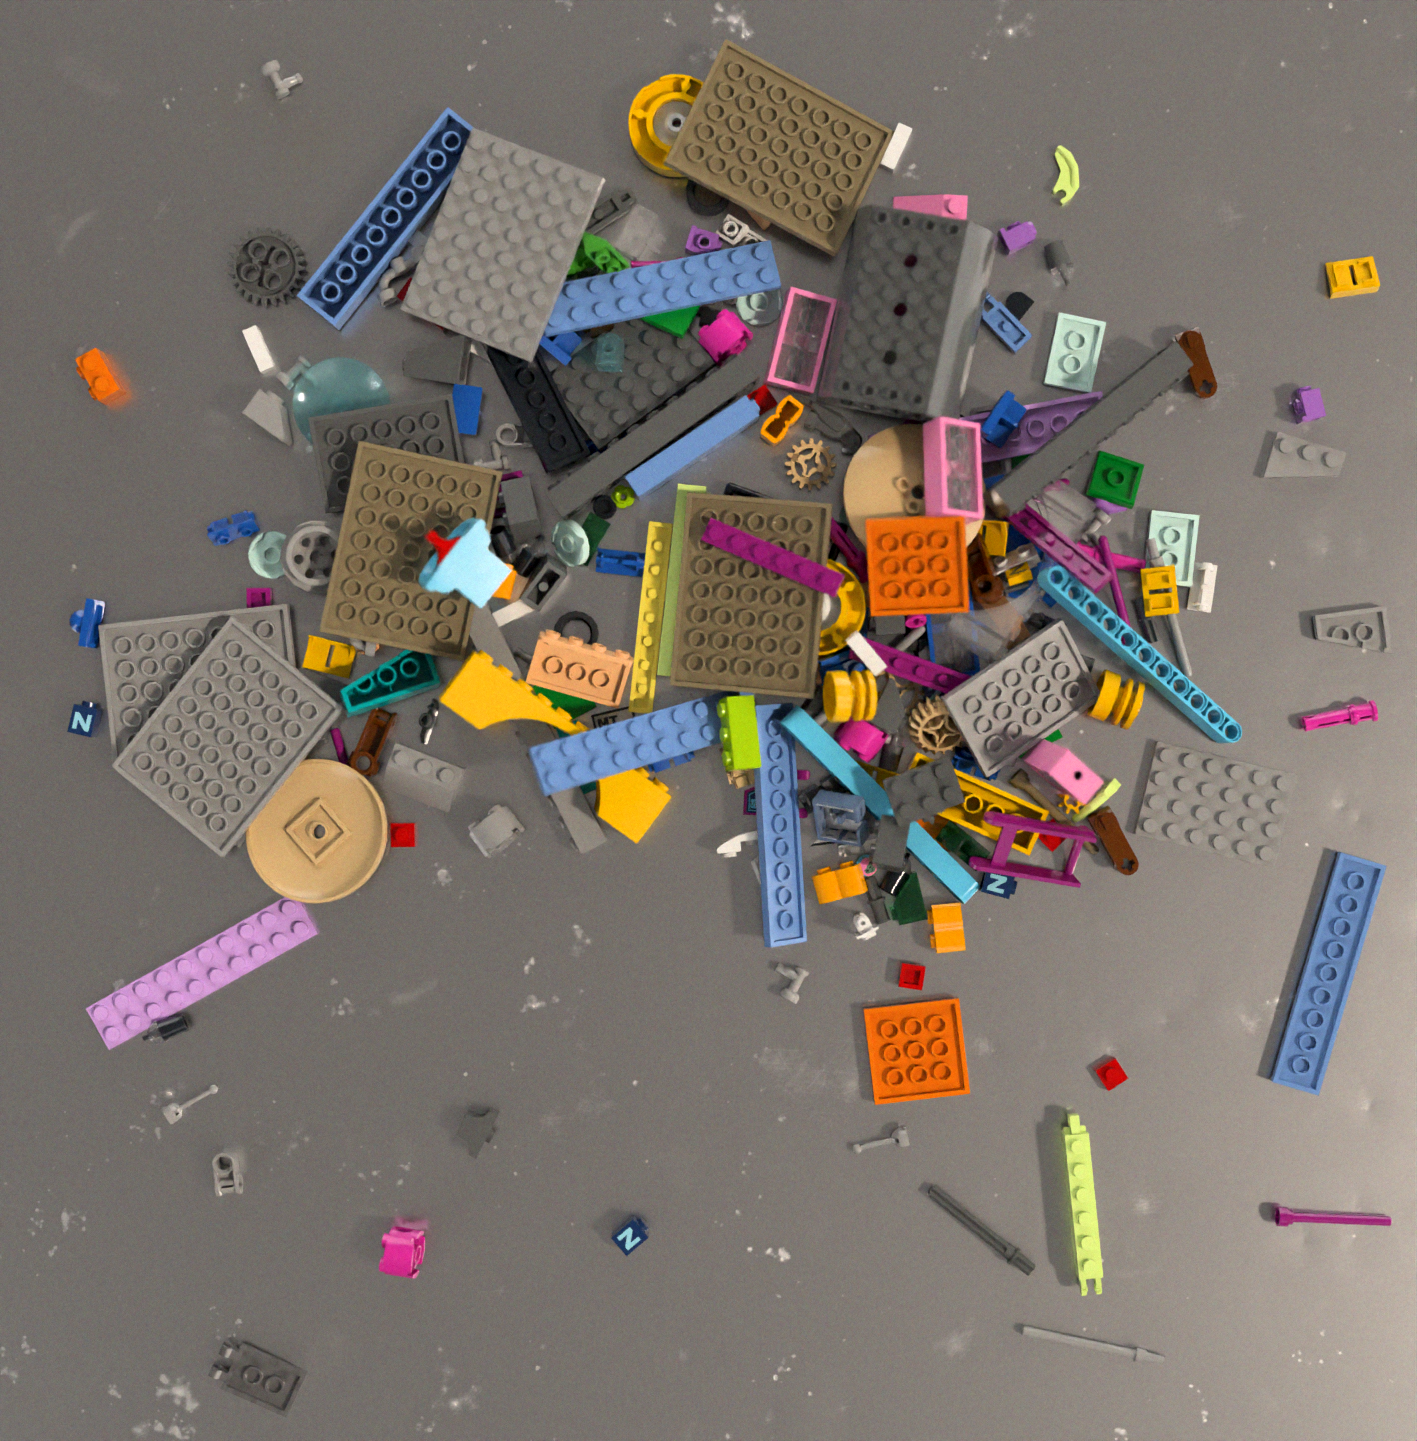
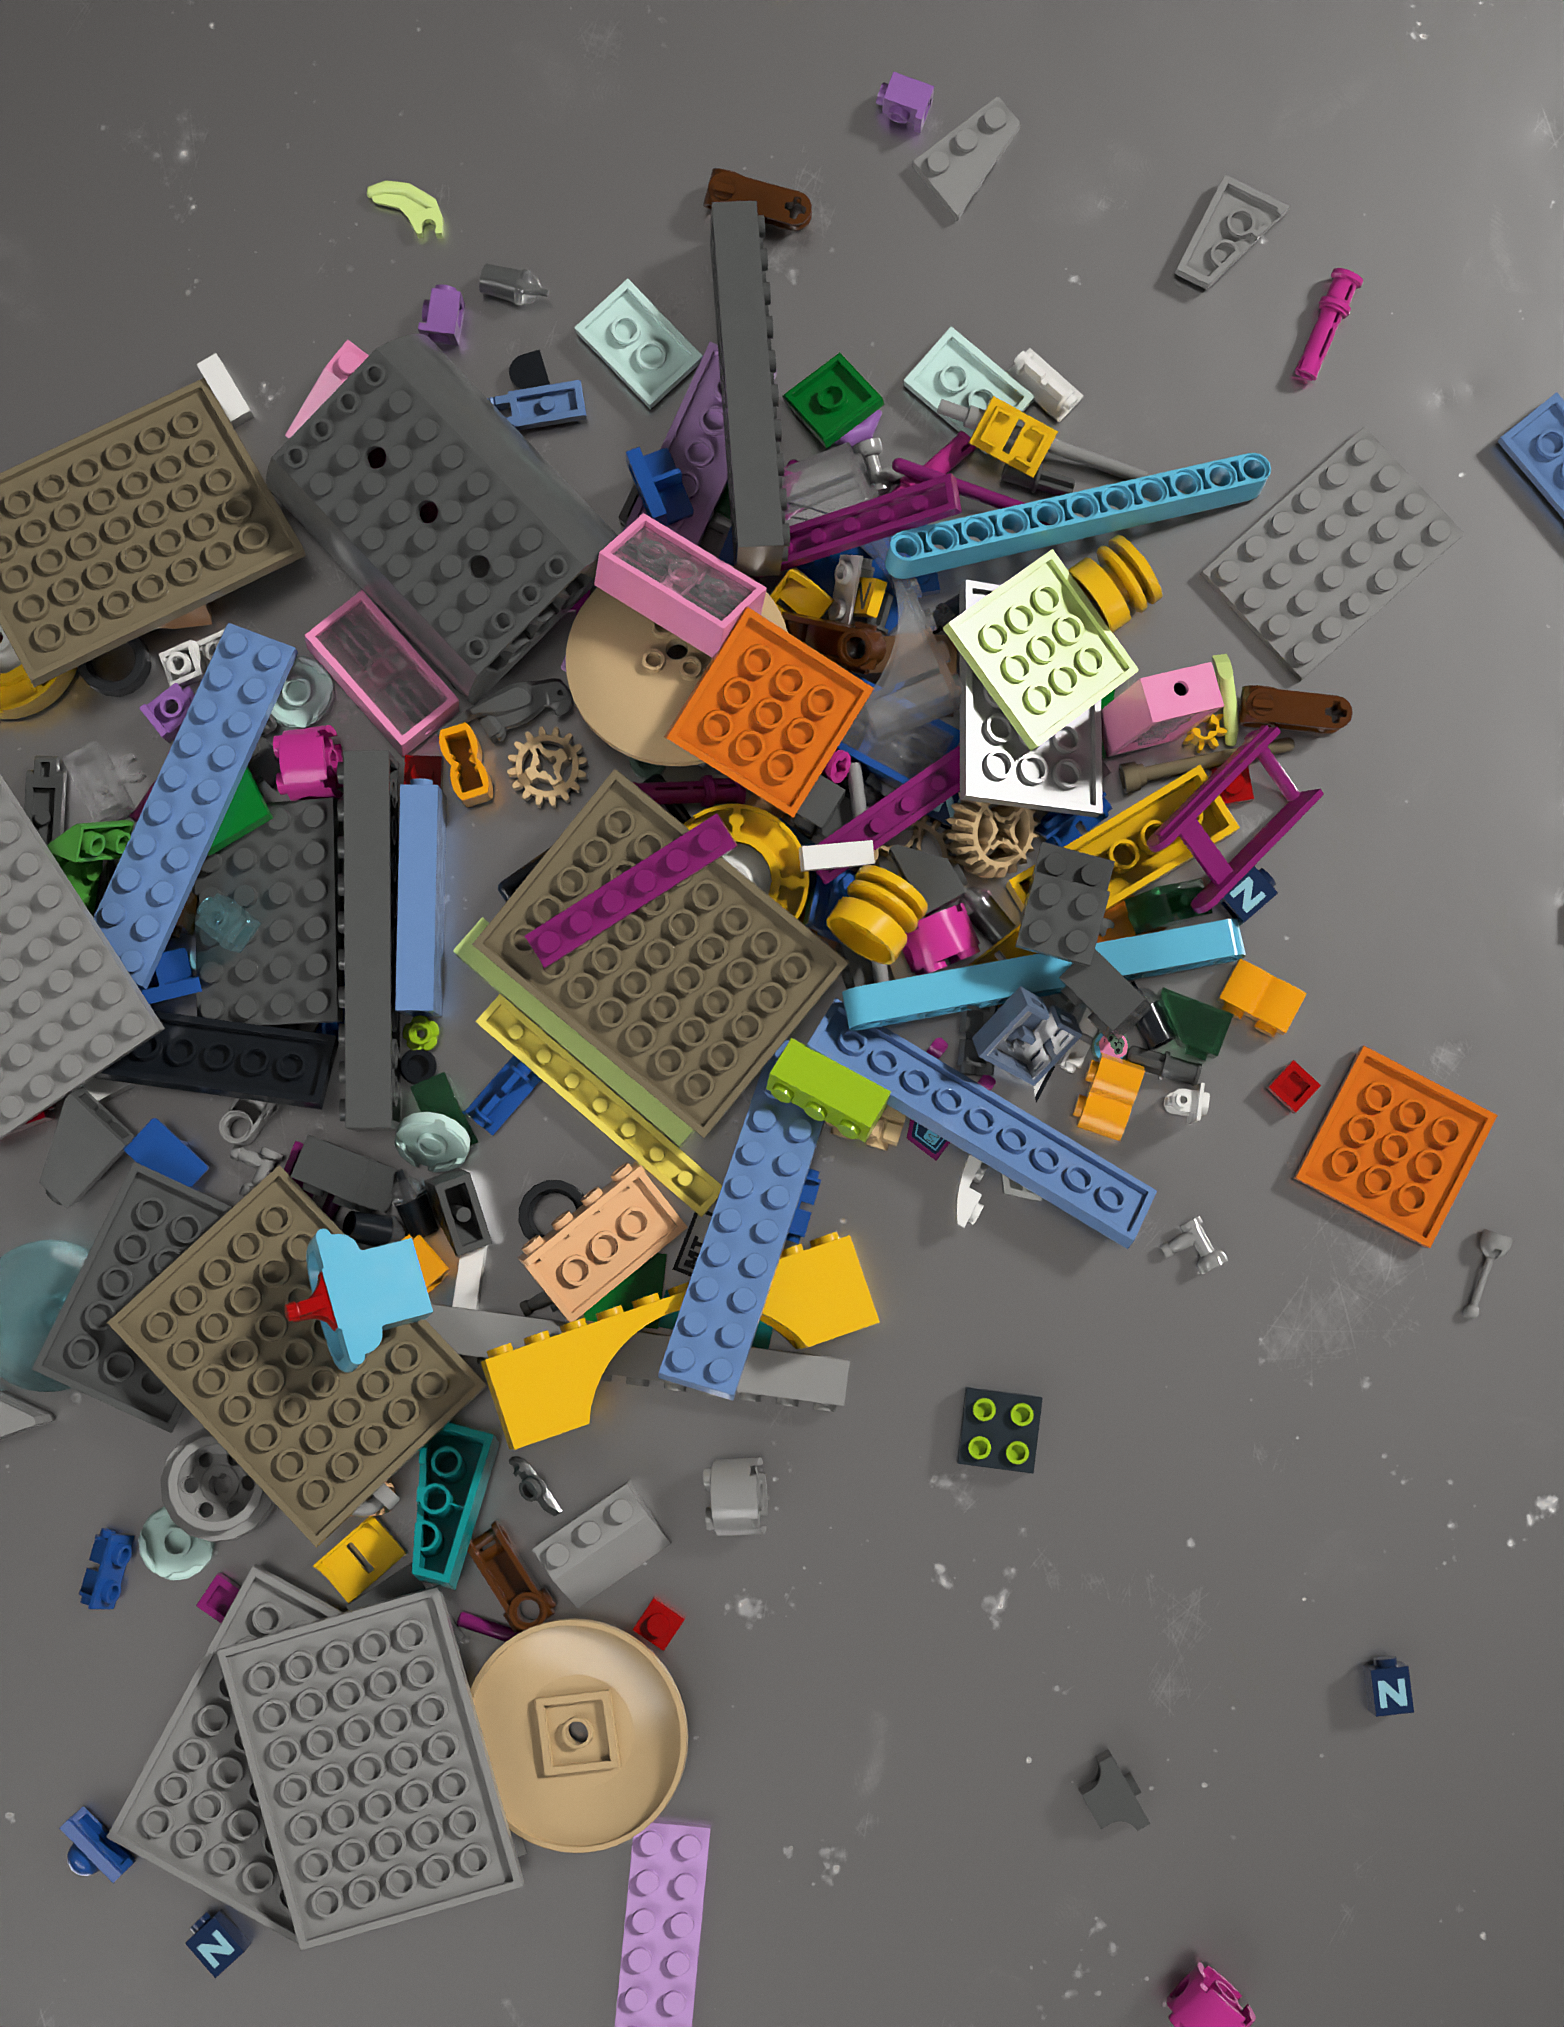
camera: 55 degrees left, 5 degrees down
(624, 943) = (999, 1430): none -> black brick
(1052, 685) = (1041, 649): none -> yellowish green plate

